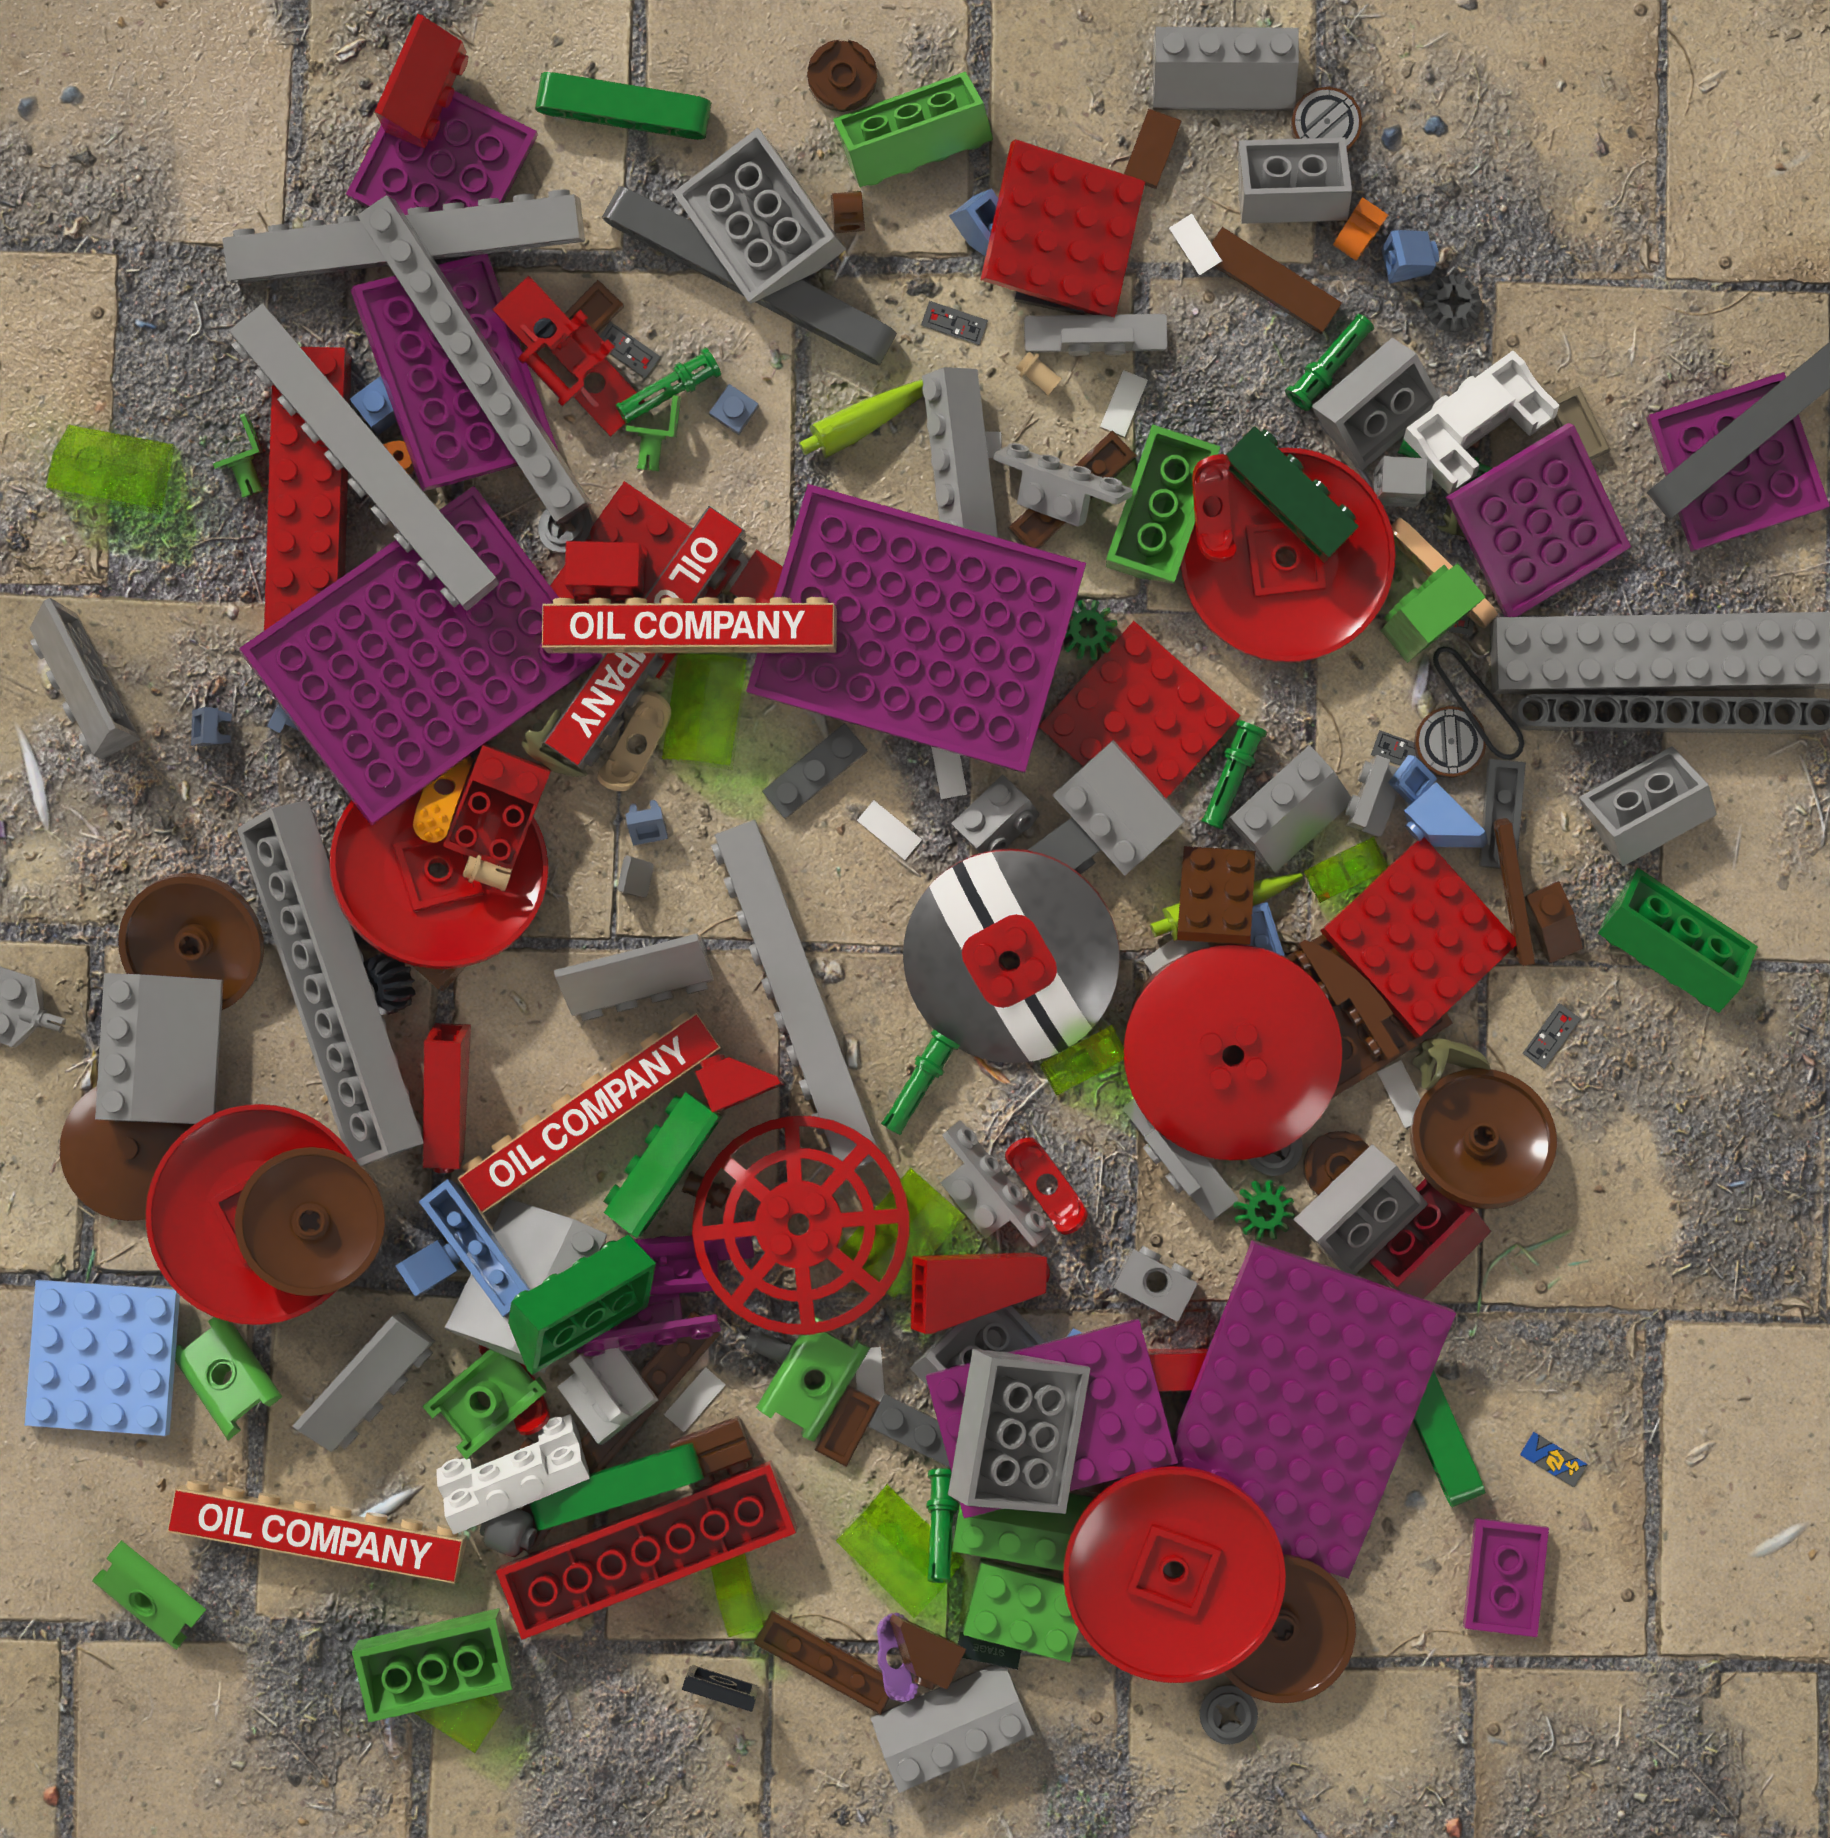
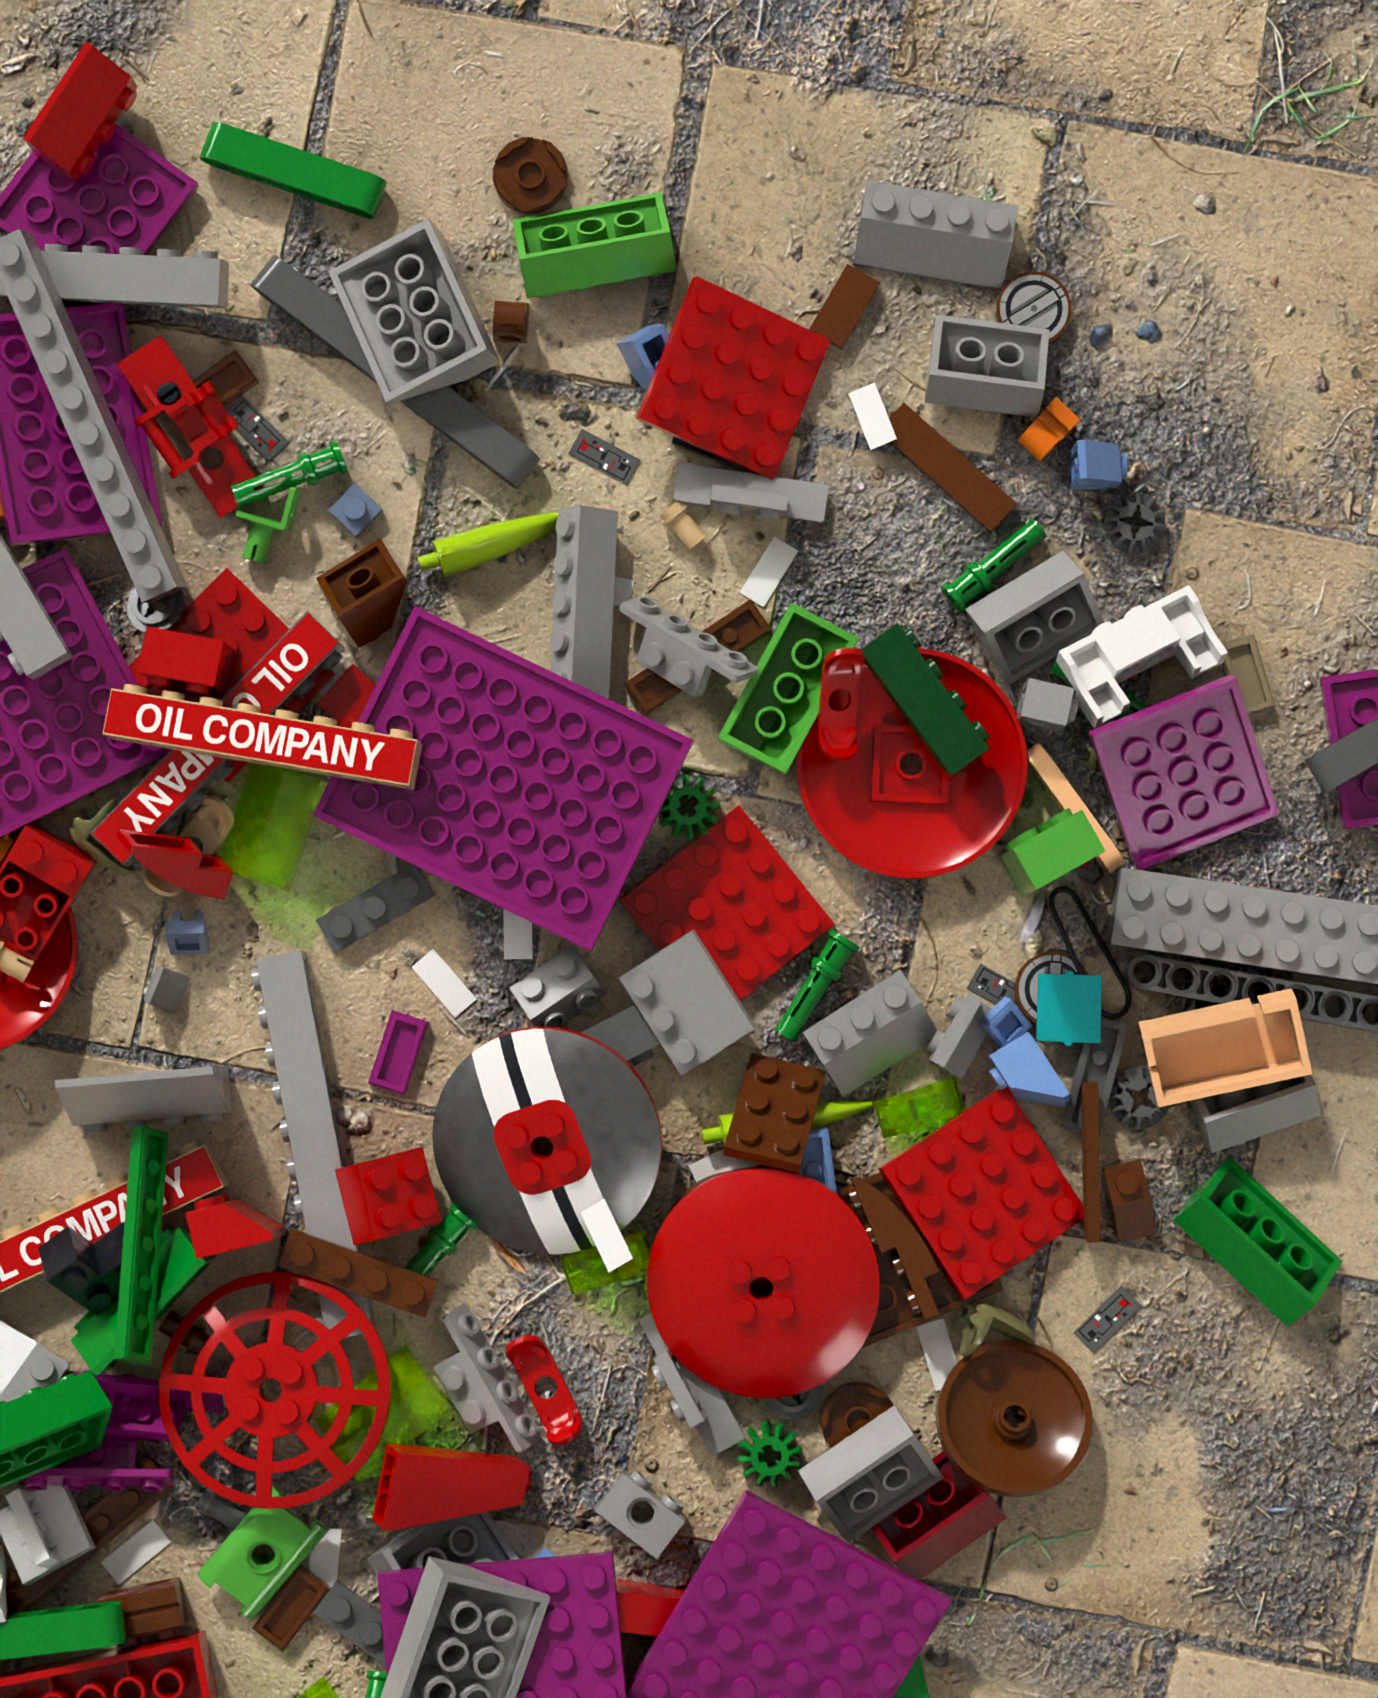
camera: 15 degrees right, 0 degrees up
(620, 1144) = (85, 1269): none -> black brick
(630, 756) = (179, 862): none -> red slope
(657, 1111) = (141, 1246): none -> green tile
(757, 482) = (365, 592): none -> reddish brown slope
(858, 900) = (398, 1052): none -> magenta tile
(859, 1105) = (358, 1272): none -> reddish brown plate
(873, 1030) = (388, 1196): none -> red brick
(1082, 1032) = (606, 1235): none -> white sticker
(1469, 755) = (1069, 1008): none -> teal piece
(1532, 834) = (1121, 1101): none -> dark grey gear
(1620, 765) = (1225, 1048): none -> light nougat piece

